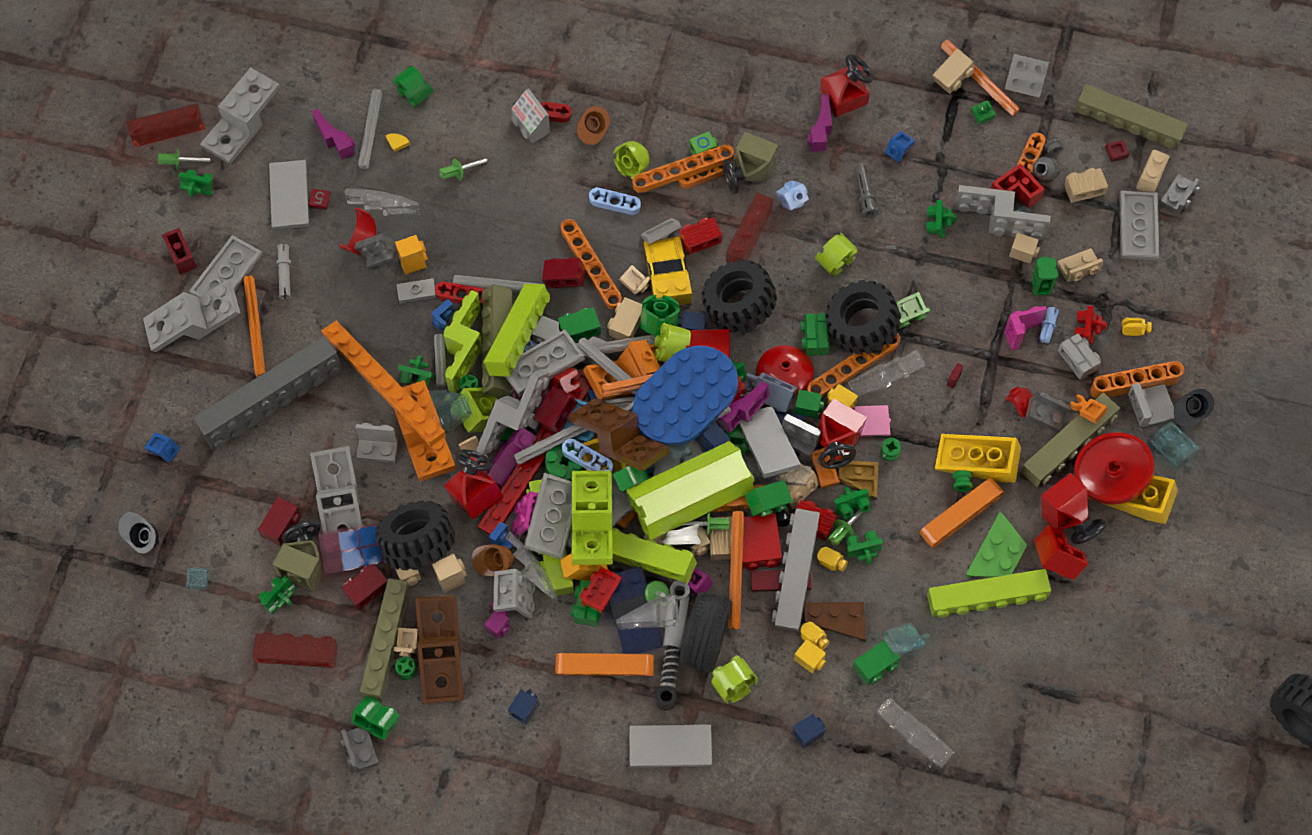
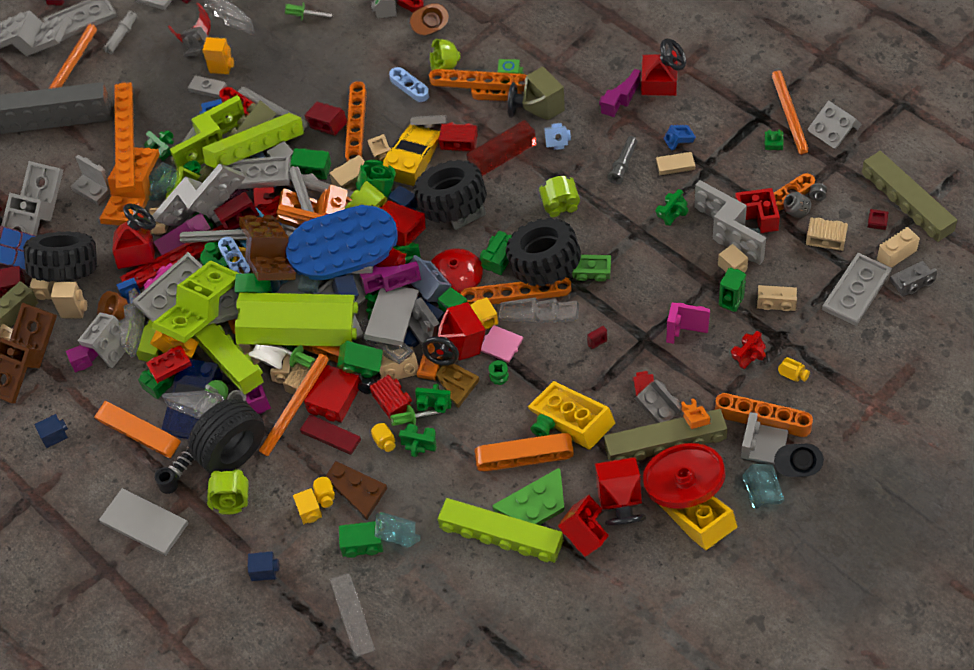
camera: 35 degrees right, 10 degrees down
(797, 570) = (343, 428): light grey brick -> none
(912, 173) = (675, 163): none -> tan tile
(954, 71) = (766, 95): tan brick -> none
(1048, 325) = (712, 334): light blue axle -> none
(1079, 356) = (722, 371): light grey brick -> none

